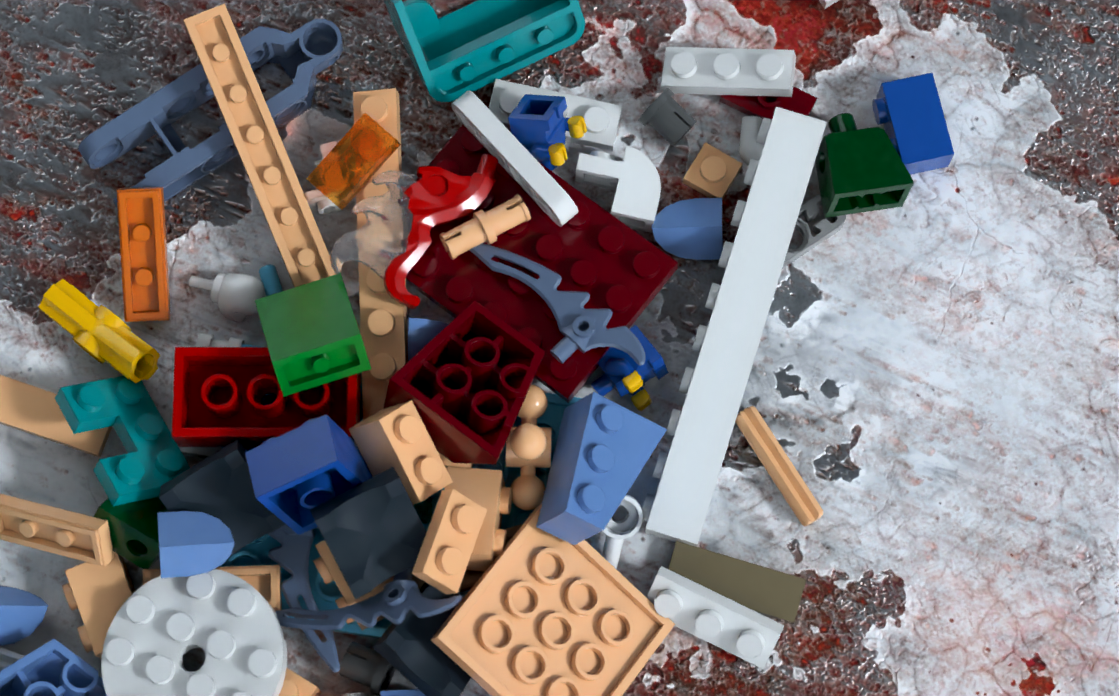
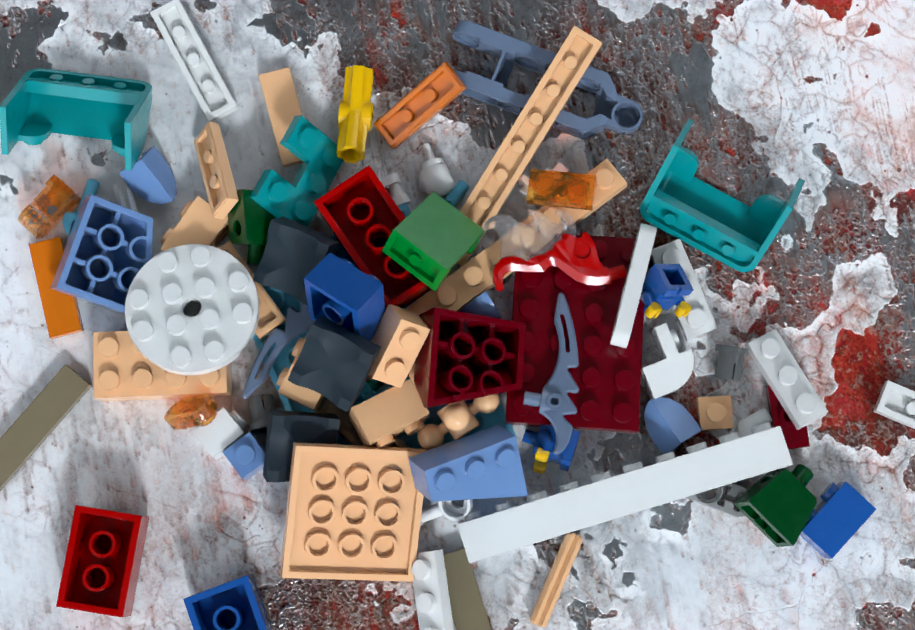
camera: 60 degrees right, 5 degrees up
(192, 543) = (257, 258): medium blue brick -> none
(392, 603) = (299, 402): sand blue piece -> none
(449, 541) = (359, 412): light nougat plate -> none
(485, 226) = (577, 297): light nougat pin -> none

